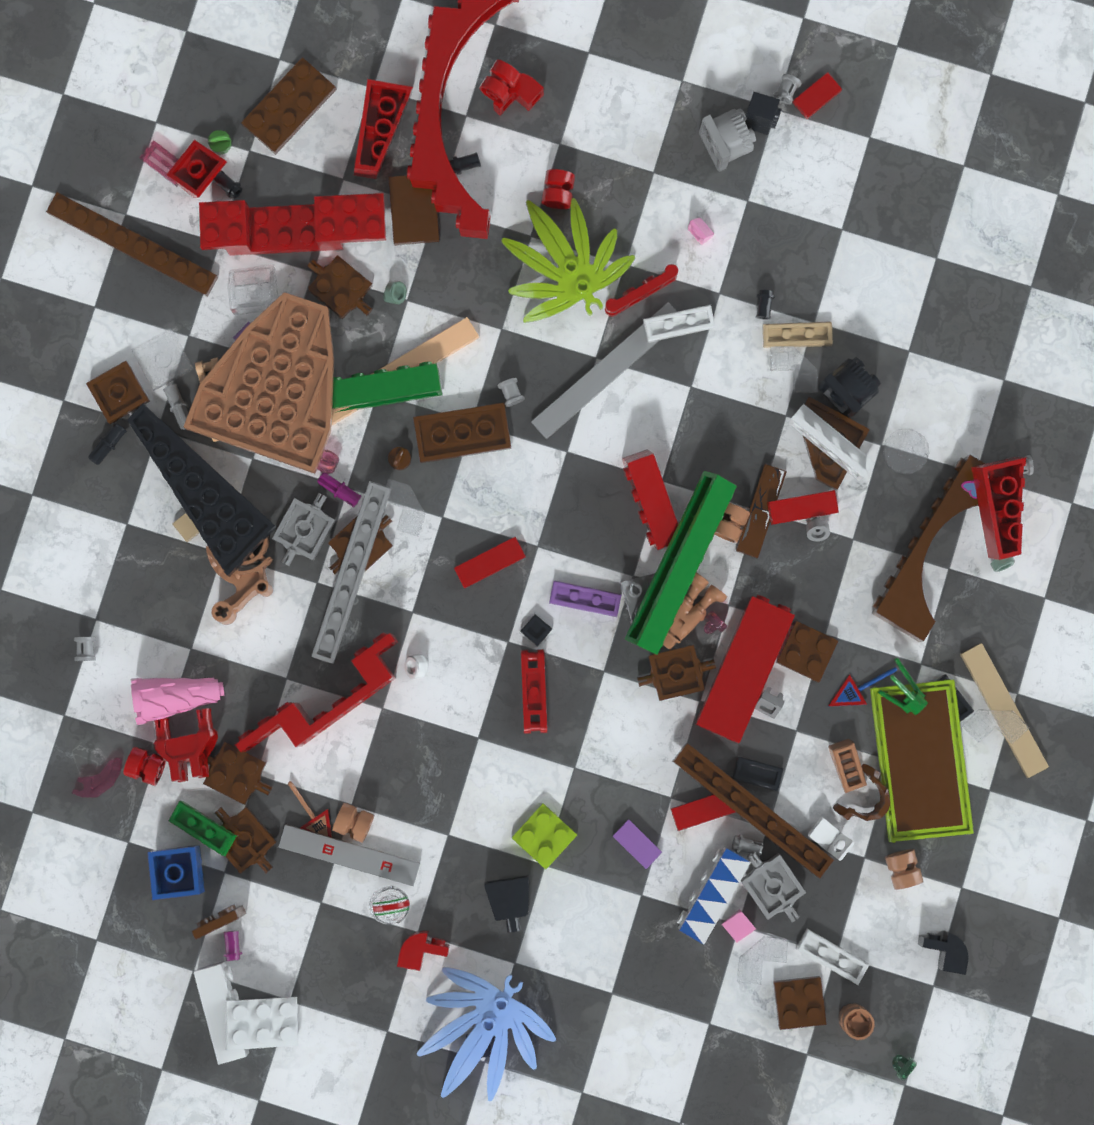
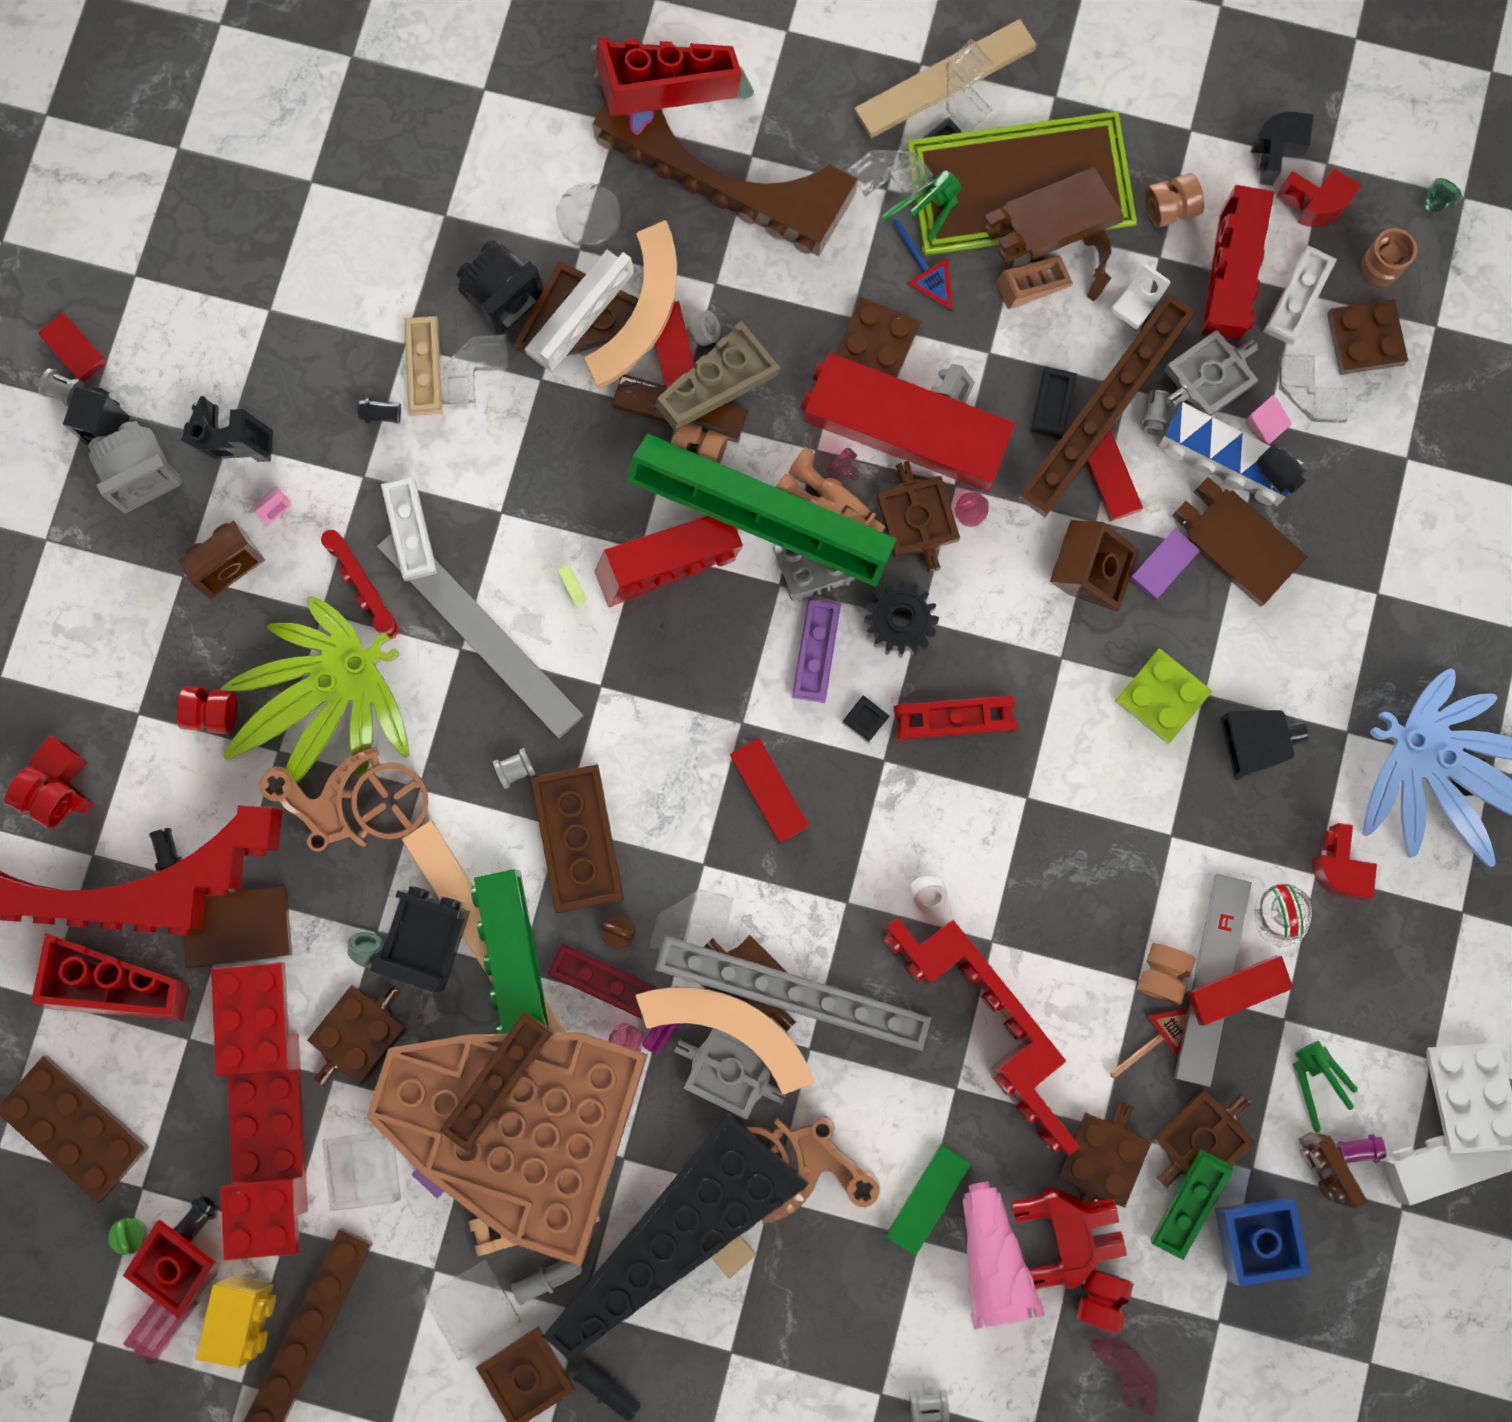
camera: 90 degrees left, 5 degrees down
(161, 210) = (236, 1322): none -> yellow brick
(215, 655) = (928, 1200): none -> green tile
(292, 919) = (1317, 1060): none -> green plant
(301, 375) = (496, 1081): none -> reddish brown tile
(335, 534) = (732, 1017): none -> light nougat tile
(340, 872) = (1240, 990): none -> red tile
(367, 447) = (598, 979): none -> dark red tile
(398, 329) = (422, 940): none -> black panel
(484, 267) = (326, 813): none -> nougat piece
(603, 644) = (906, 603): none -> black gear
(635, 433) = (572, 585): none -> yellowish green tile
(637, 794) = (1094, 564): none -> reddish brown slope
(650, 898) = (1239, 542): none -> reddish brown tile
(661, 196) = (220, 559): none -> reddish brown slope
(681, 711) = (971, 509): none -> clear pink tile
(697, 926) = (1281, 469): none -> black brick
(745, 211) = (240, 439): none -> black tile
(780, 539) = (725, 373): none -> dark tan wing
(829, 492) = (650, 313): none -> light nougat tile
(853, 909) = (1237, 262): none -> red wedge
(892, 781) = (1054, 216): none -> reddish brown tile
(899, 979) = (1322, 204): none -> red brick
(935, 658) = (880, 165): none -> clear tile

